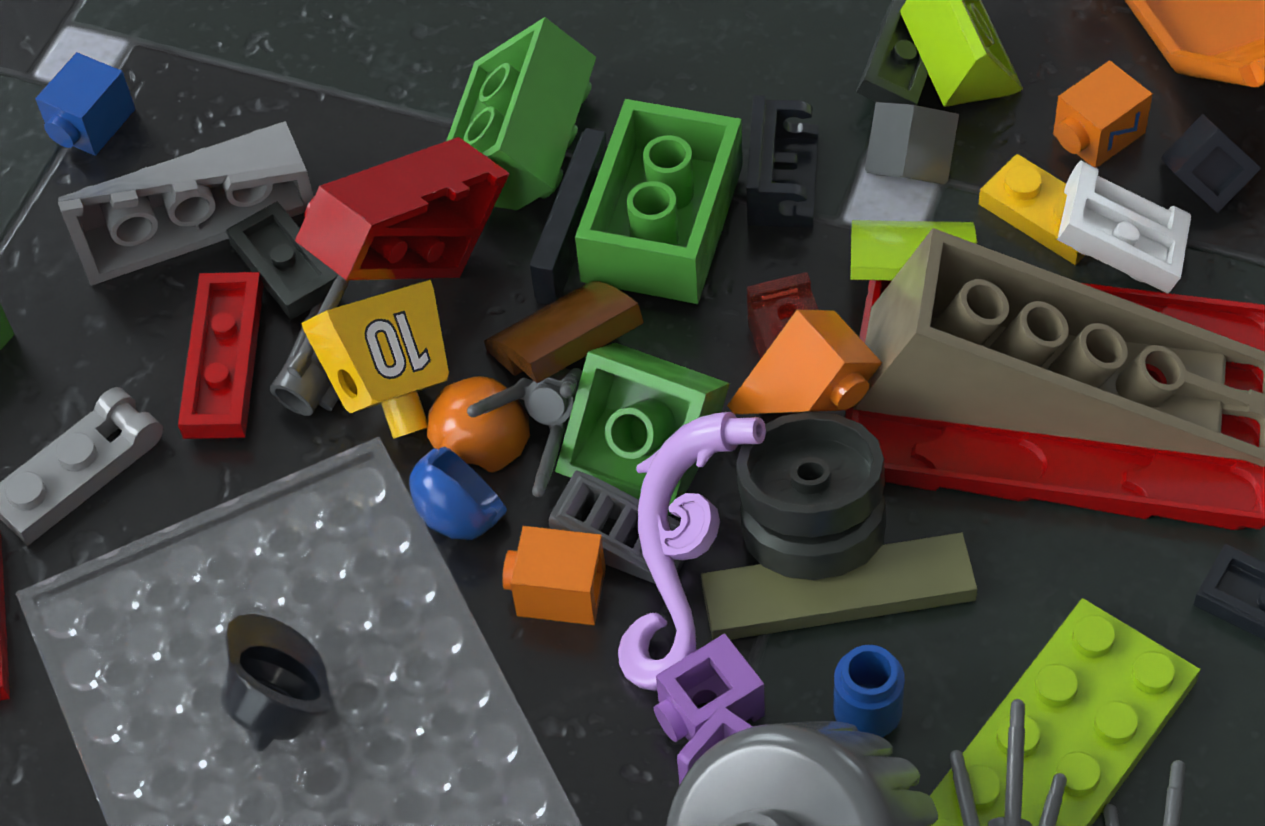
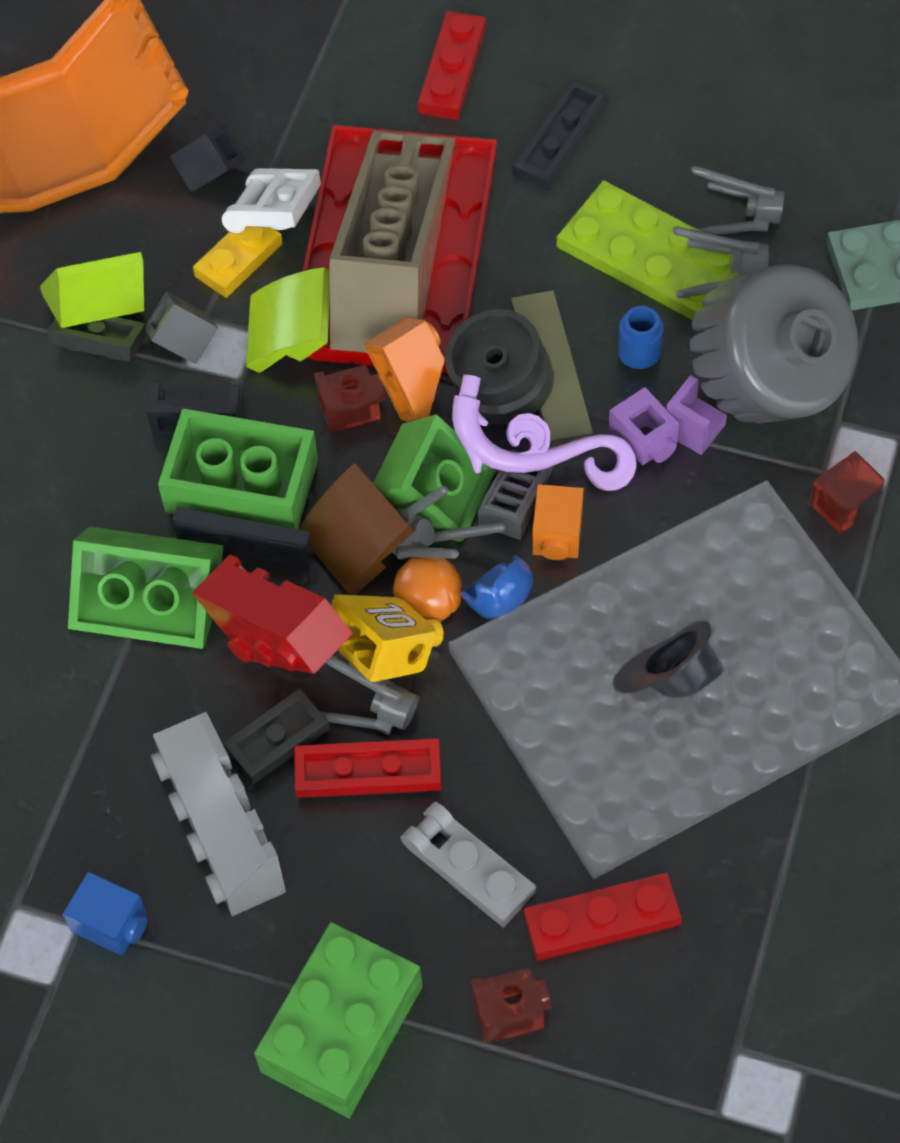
camera: 95 degrees left, 5 degrees up
(1102, 114) = (162, 215): orange brick -> none

